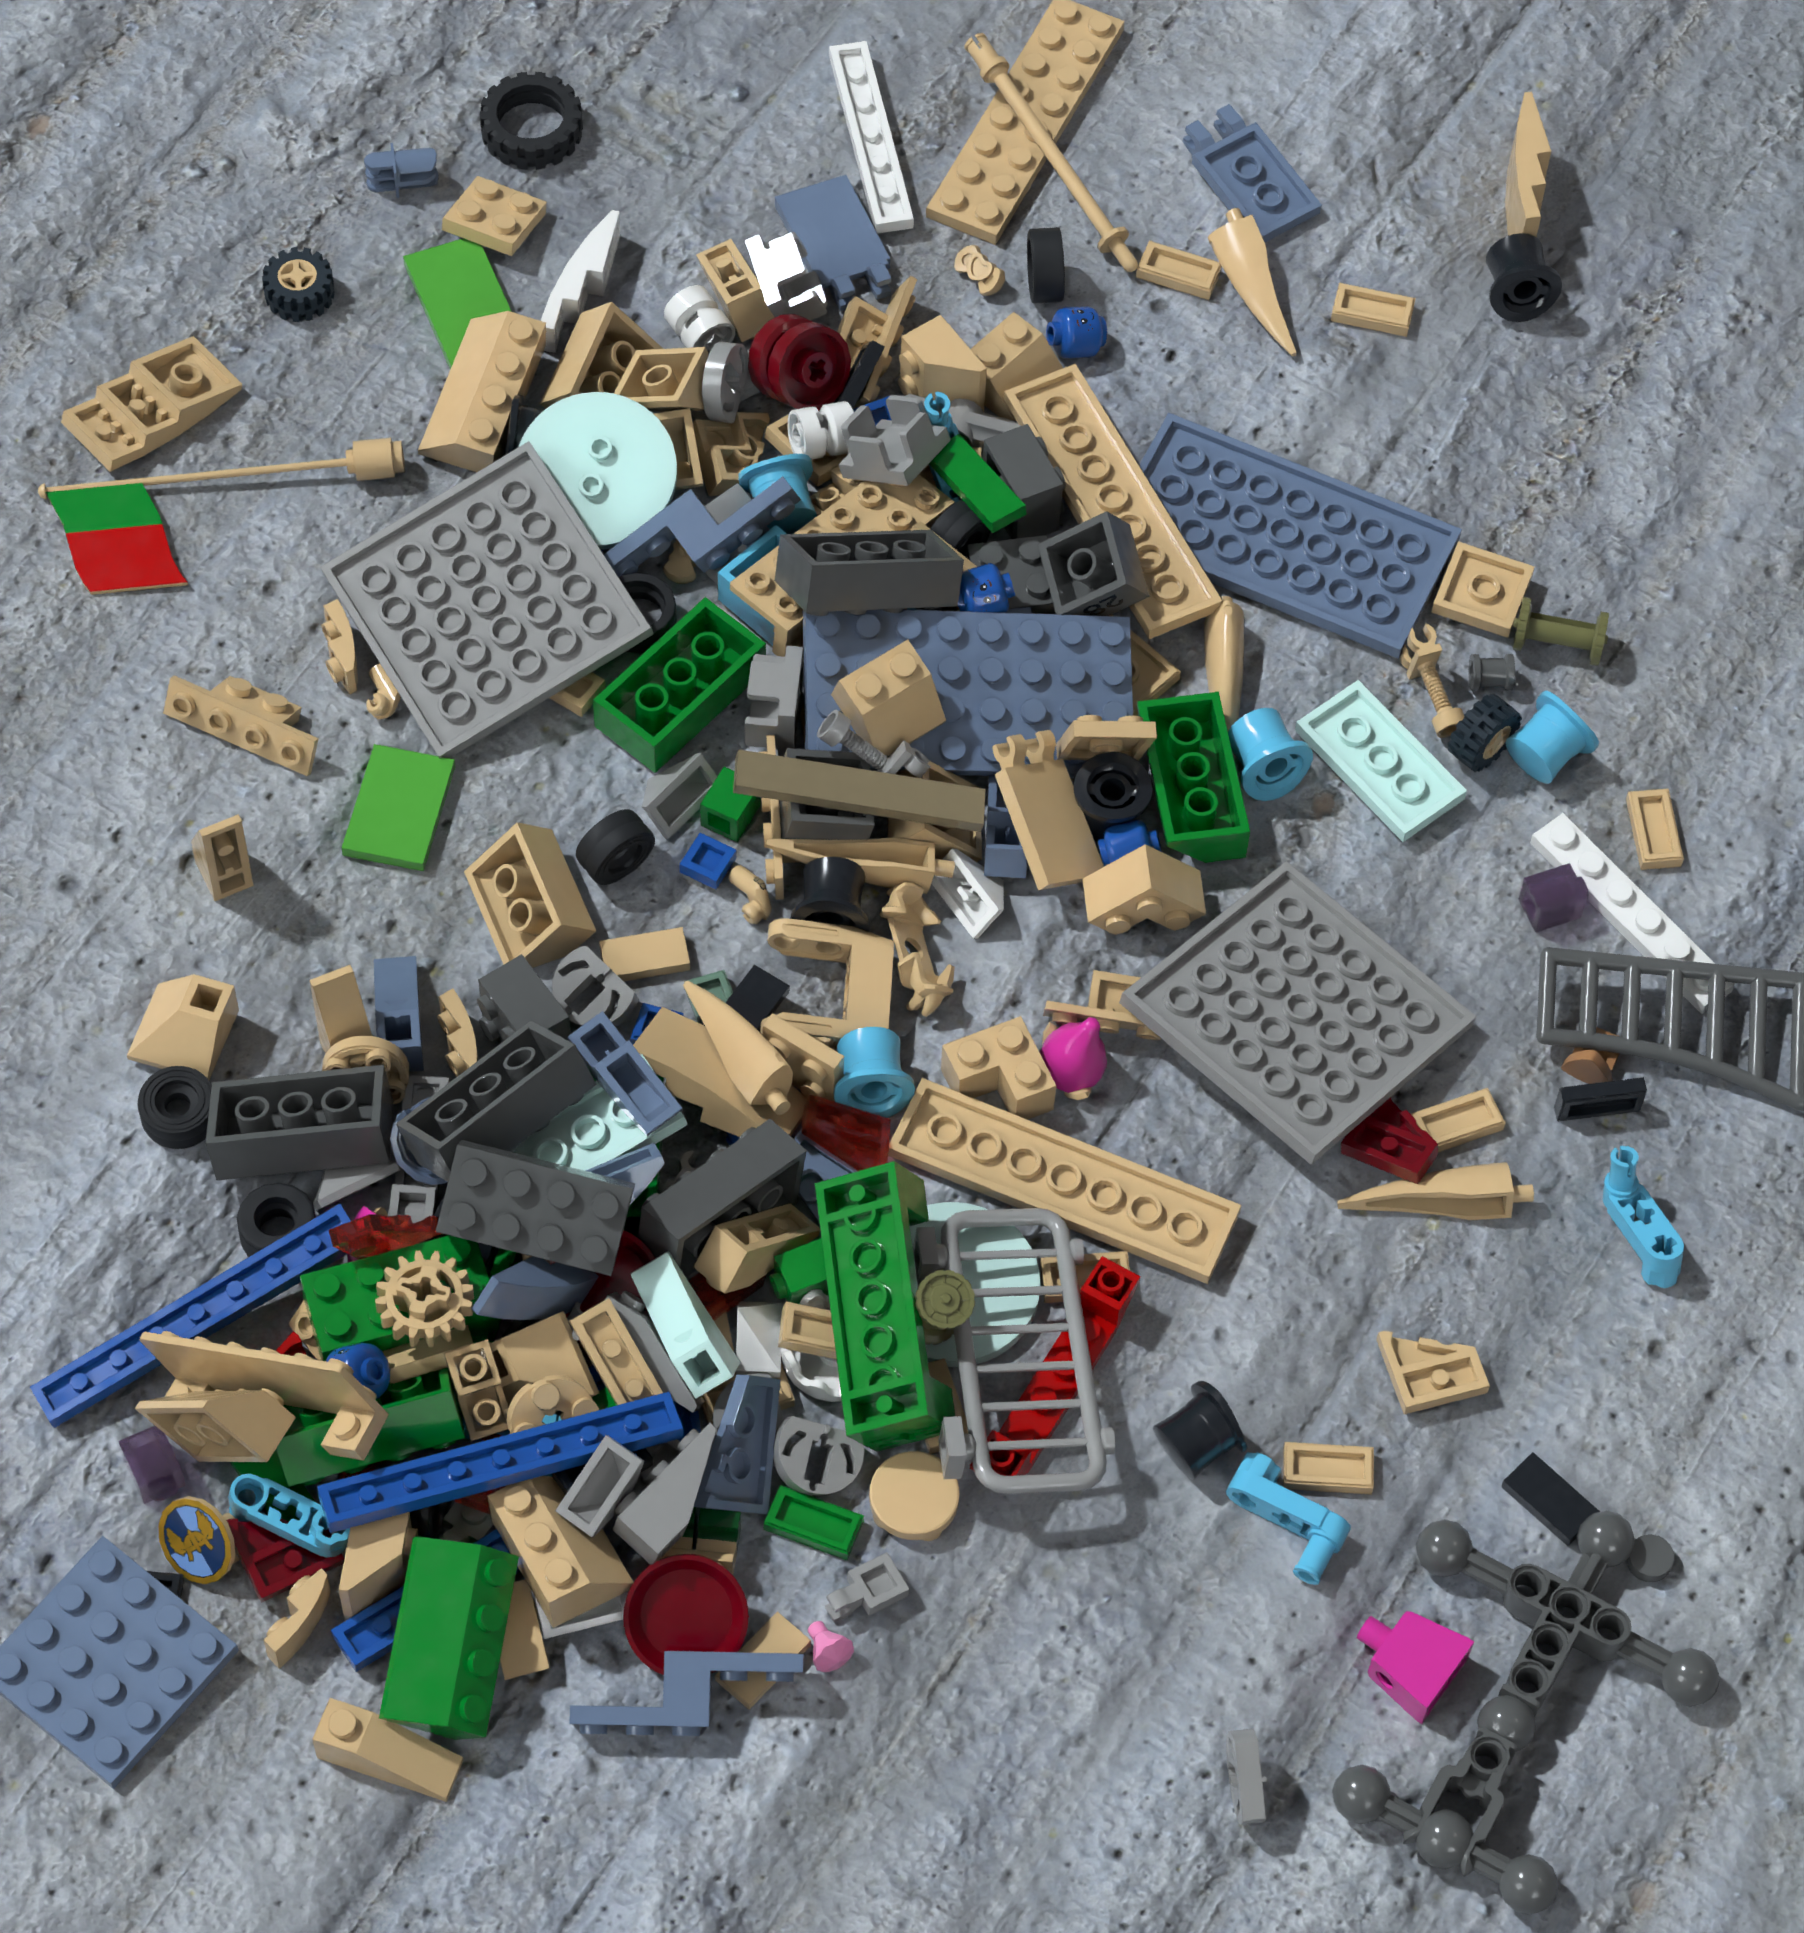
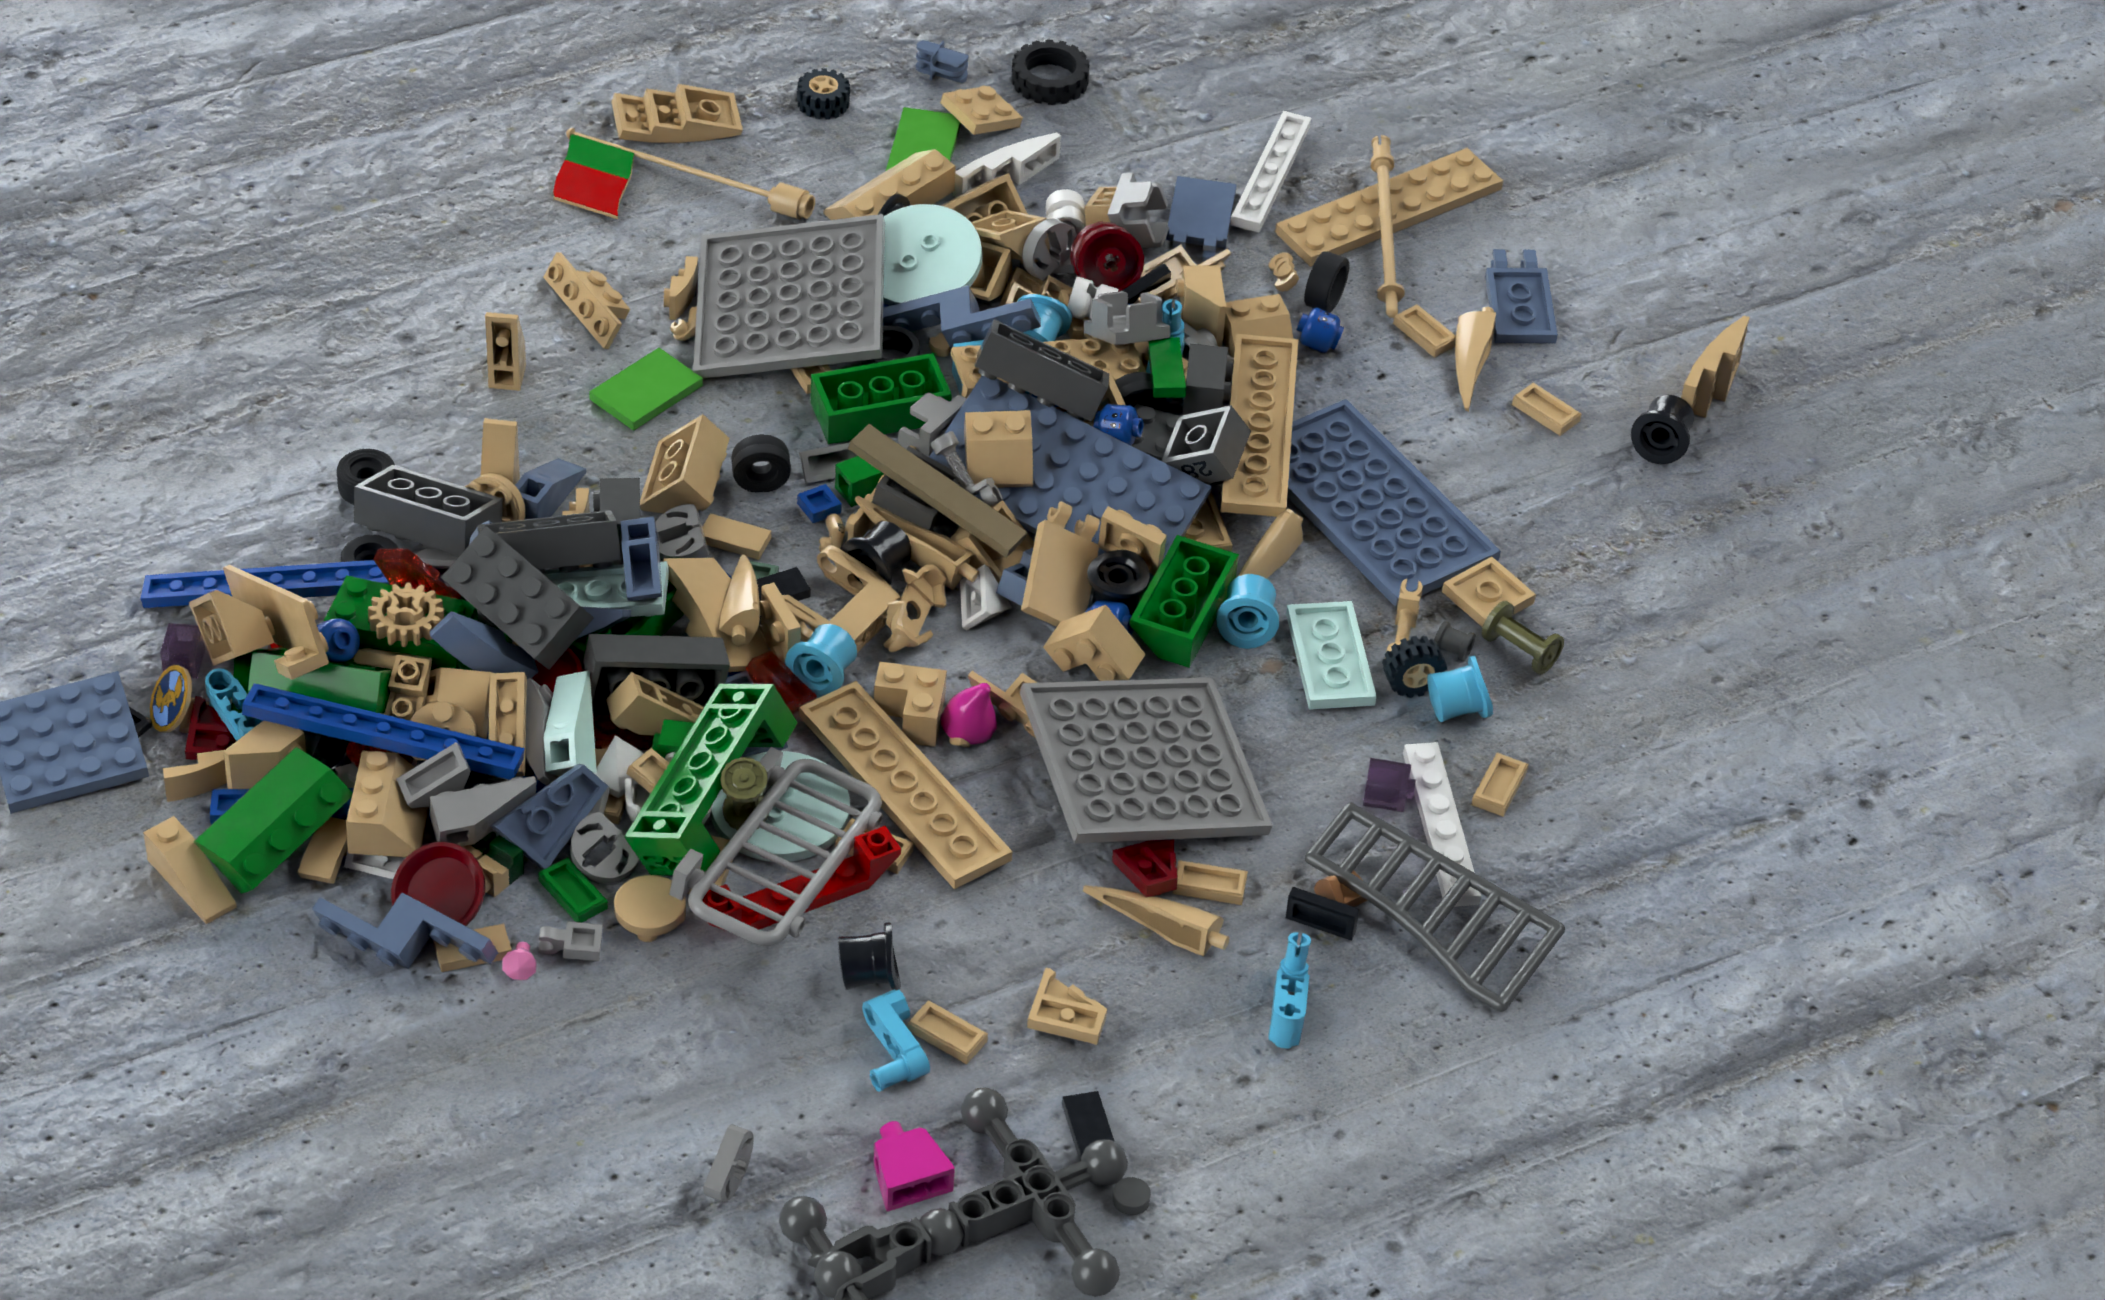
camera: 30 degrees right, 15 degrees down
(186, 1024) = (412, 436): tan slope -> none

